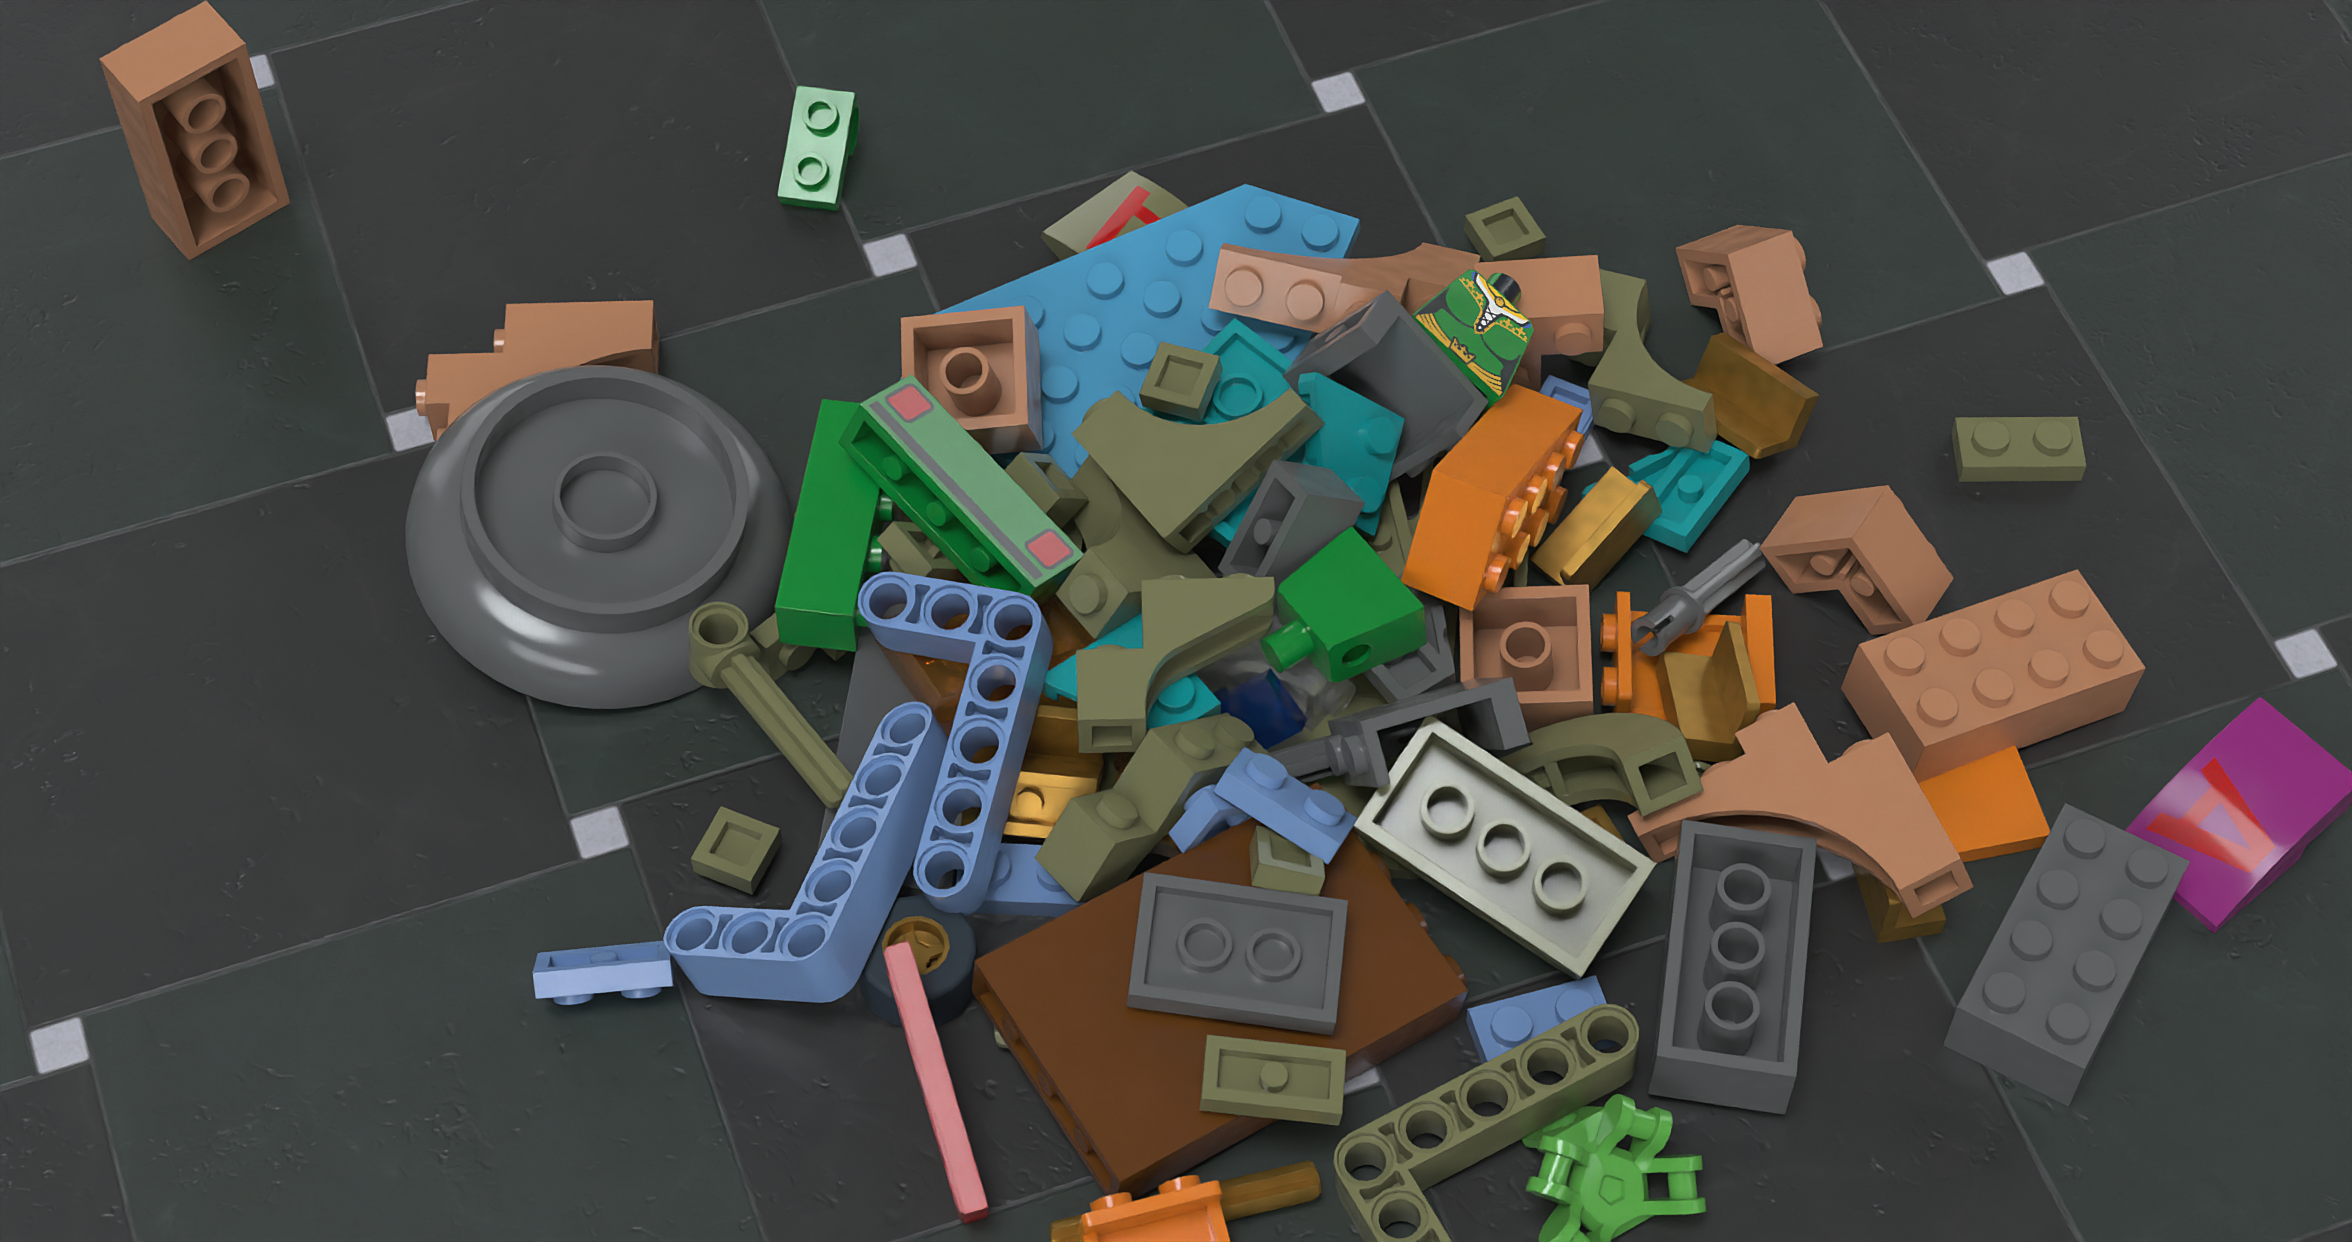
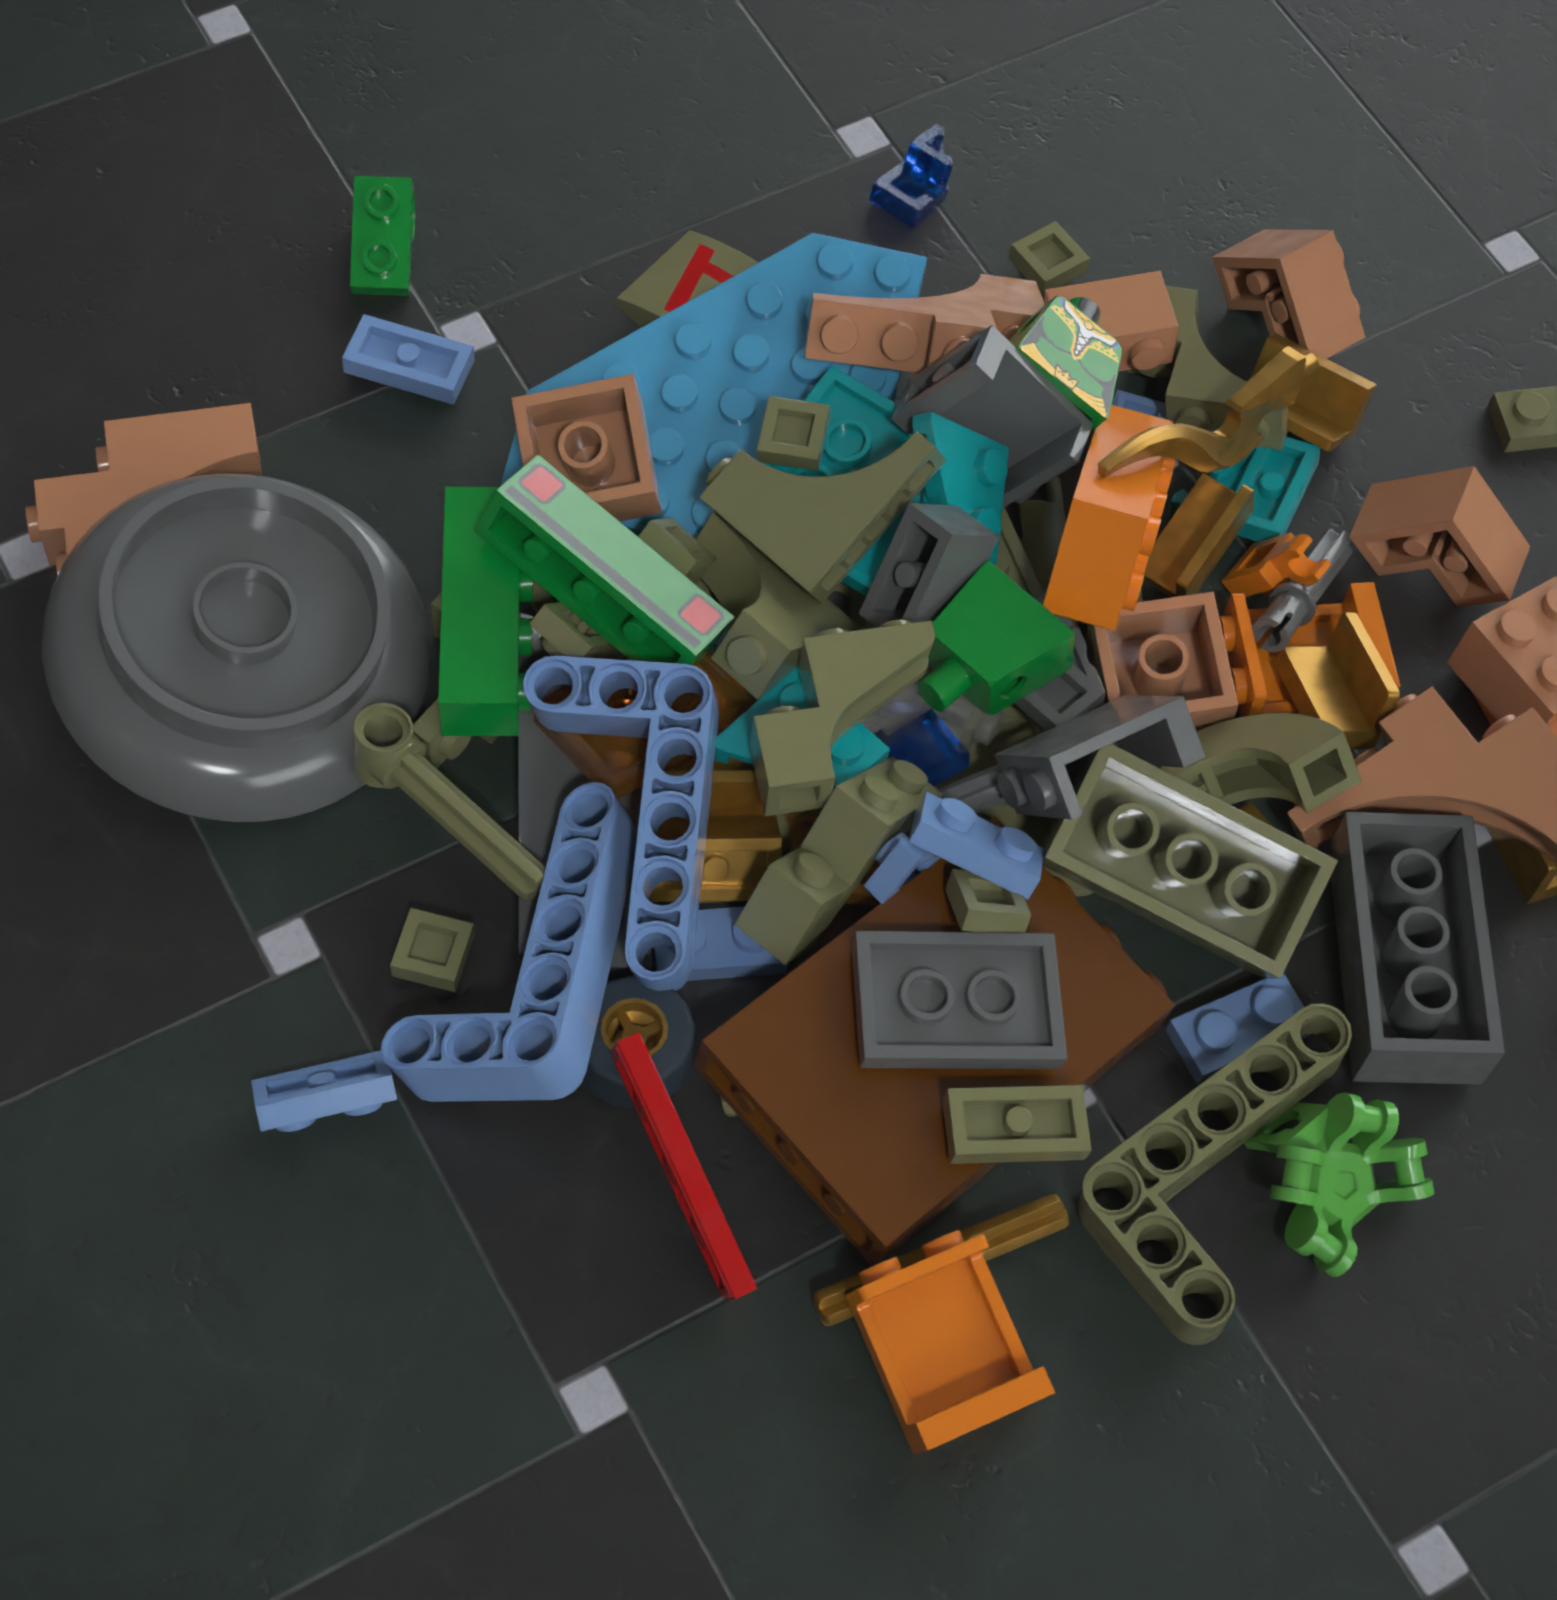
camera: 15 degrees left, 5 degrees up
(822, 273) = (408, 359): none -> medium blue plate
(1383, 145) = (918, 182): none -> clear blue slope
(1672, 566) = (1273, 563): none -> orange plate
(1686, 385) = (1207, 451): none -> pearl gold piece

